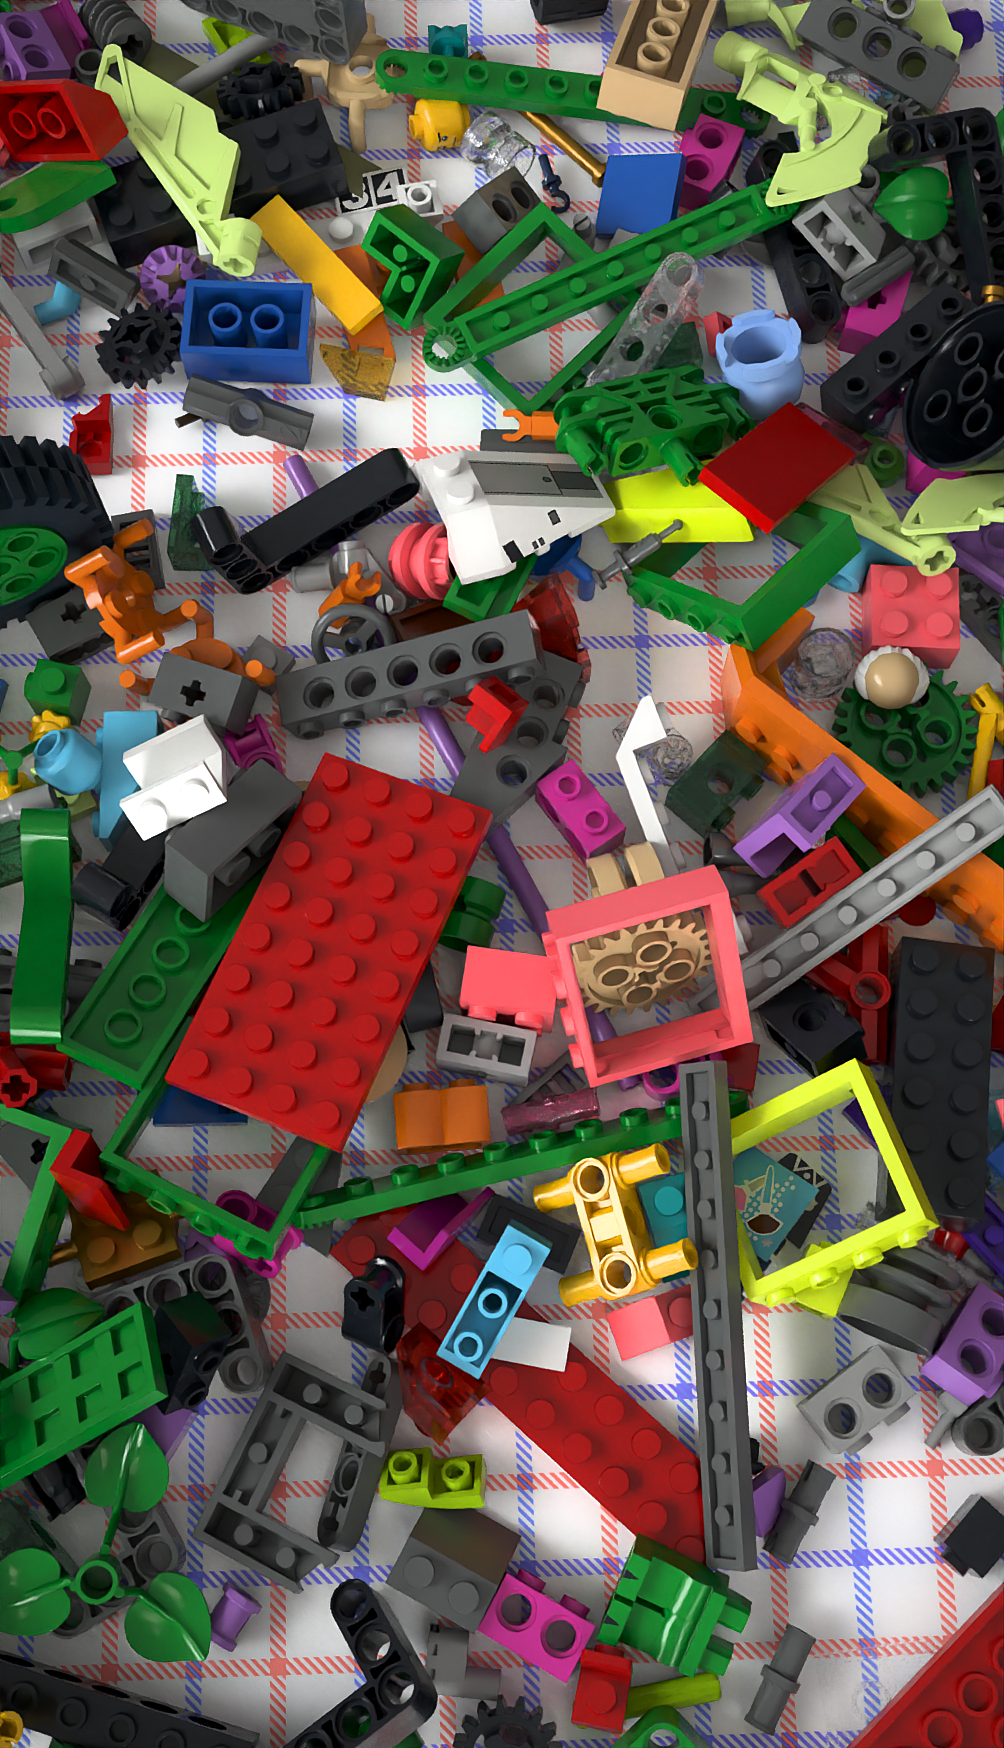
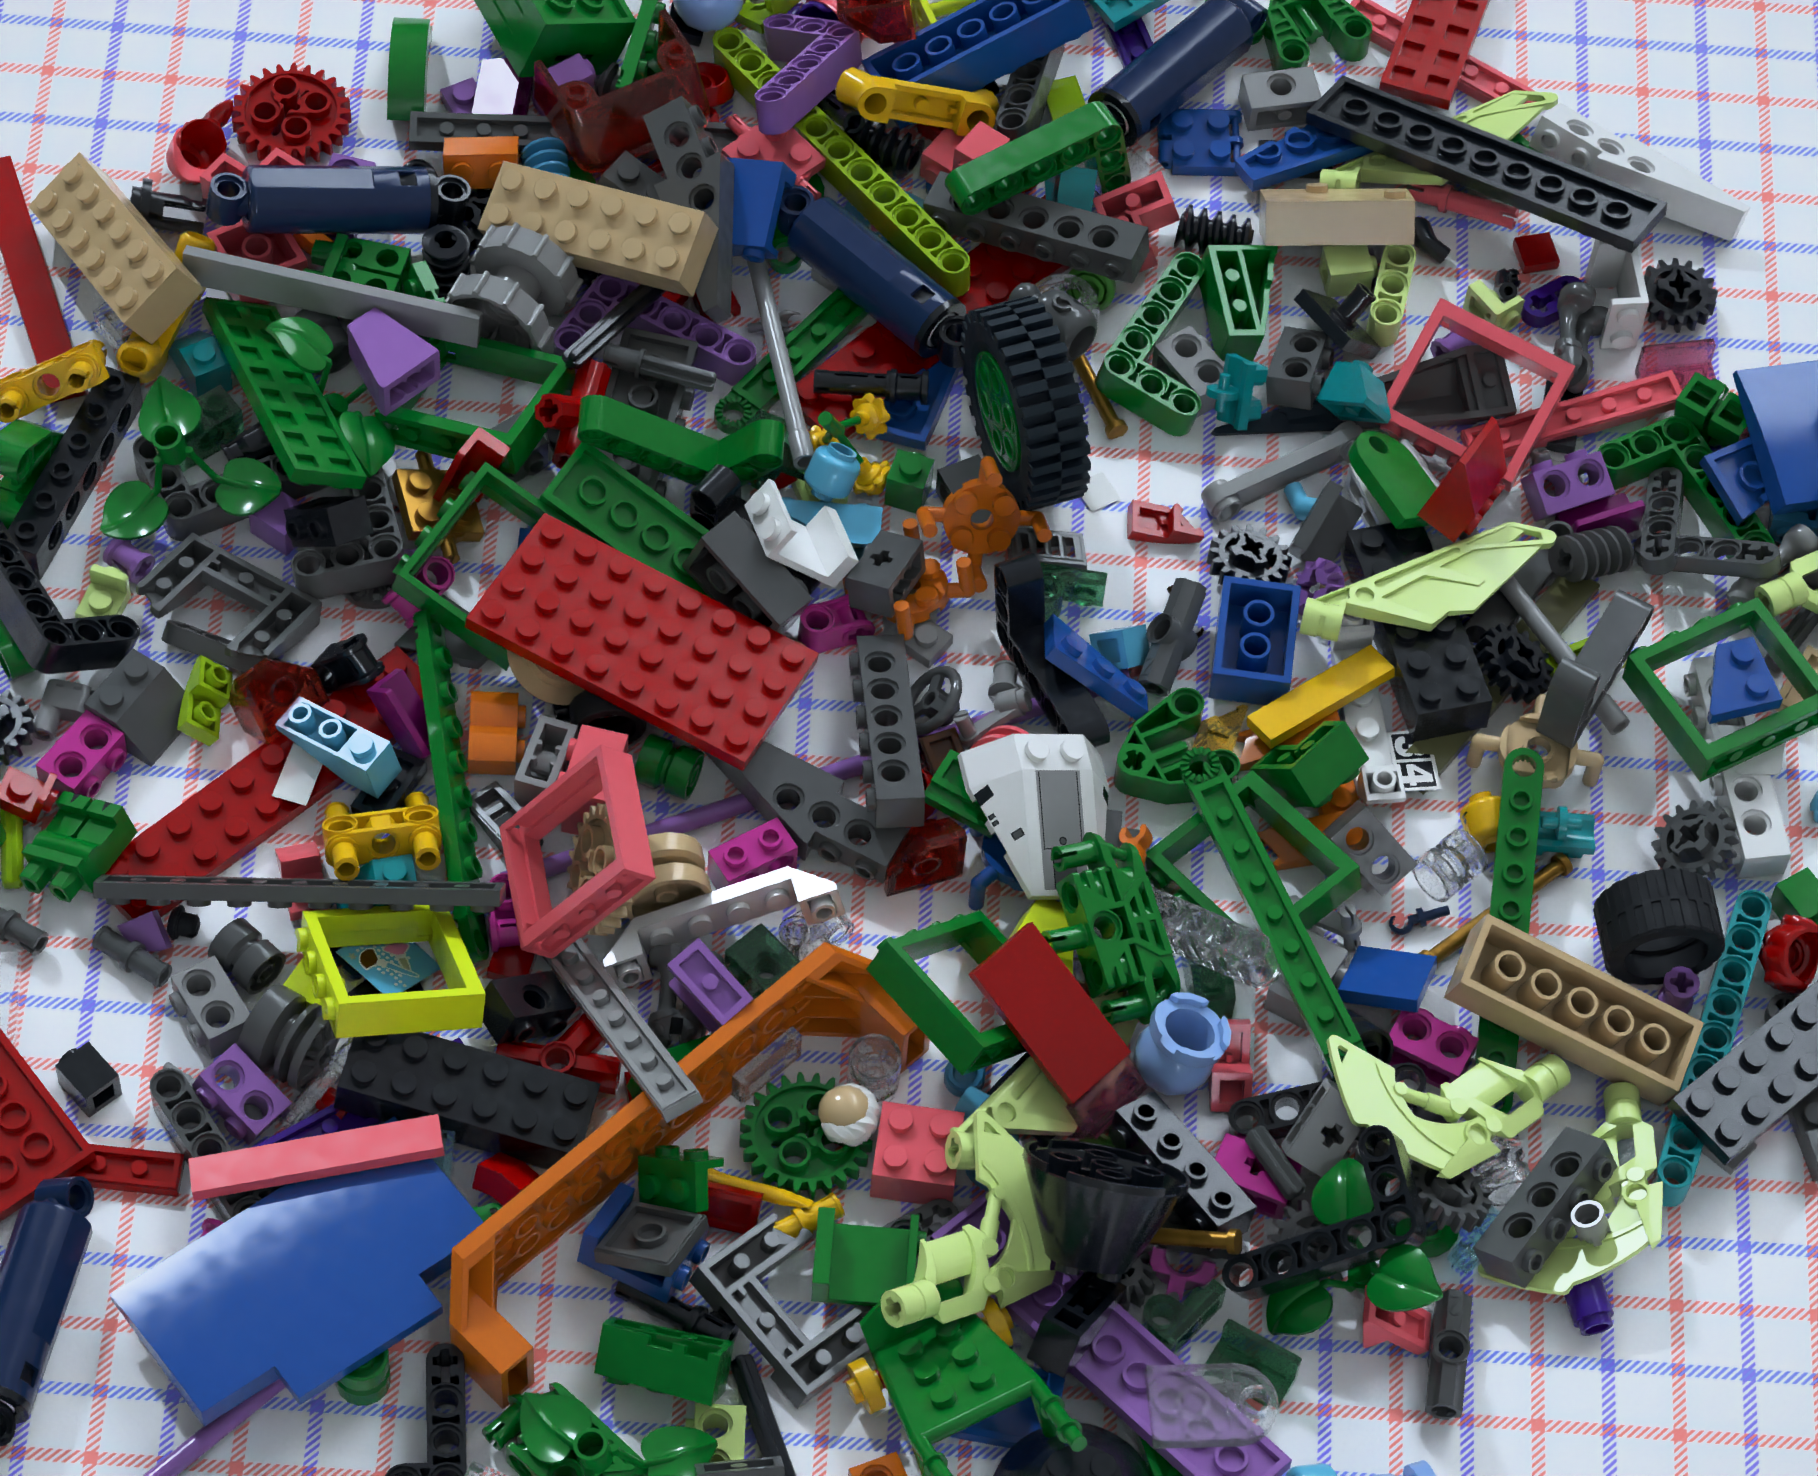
camera: 90 degrees right, 15 degrees down
(261, 466) = (1122, 646): none -> medium azure panel
(290, 1639) = (106, 594): none -> yellowish green bracket
(307, 480) = (1092, 669): none -> blue wing
(351, 590) = (977, 698): orange bar -> none
(357, 420) = (1153, 751): none -> green connector
(494, 711) = (836, 771): red panel -> none
(551, 1111) = (486, 806): clear pink pin -> none
(634, 554) = (983, 905): dark grey piece -> none
(786, 1368) = (247, 956): none -> dark grey wheel
(809, 883) = (655, 1001): red brick -> none

